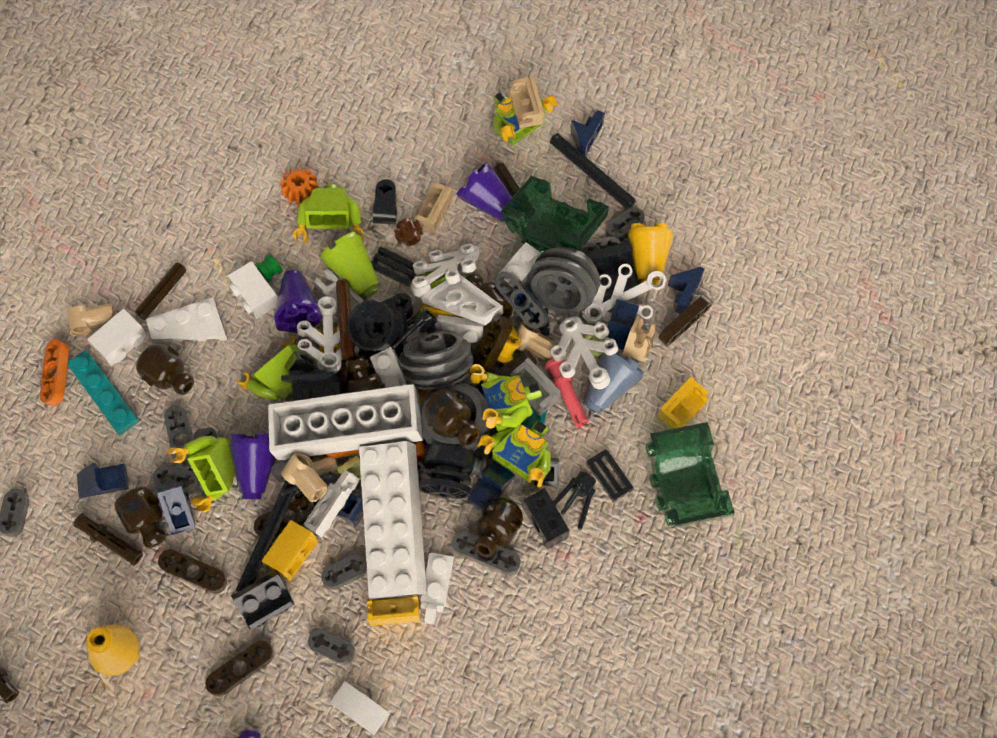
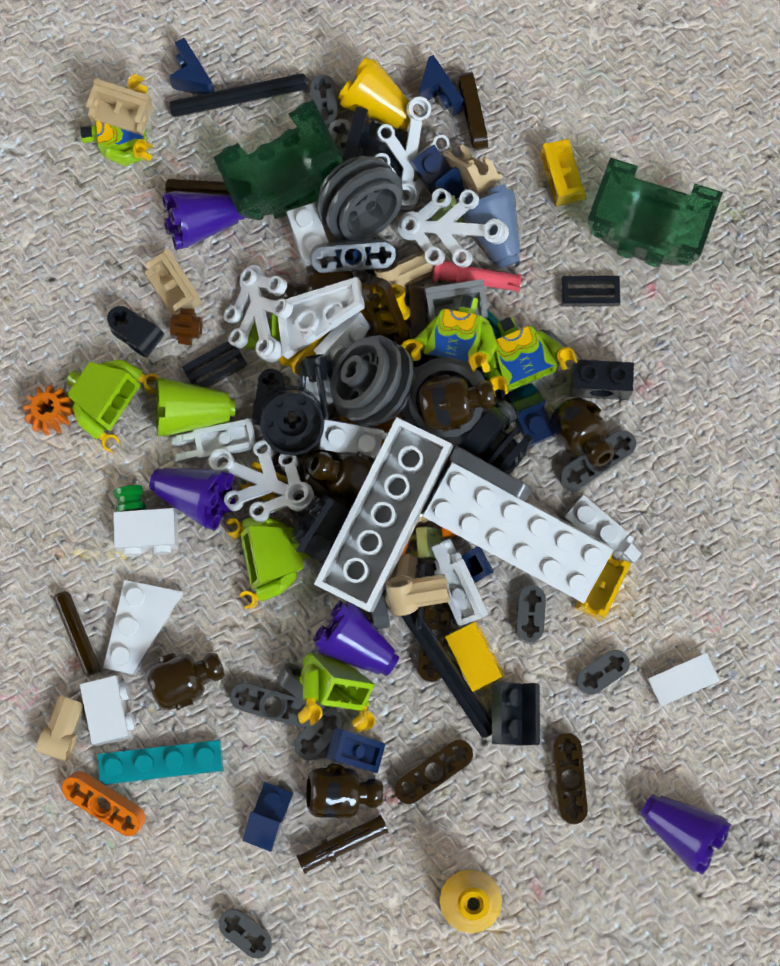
camera: 55 degrees left, 10 degrees up
(300, 362) = (281, 526): black slope -> none
(344, 311) = (254, 450): reddish brown axle -> none
(417, 474) = (490, 473): none -> dark grey beam
(580, 486) = (589, 324): black plant -> none

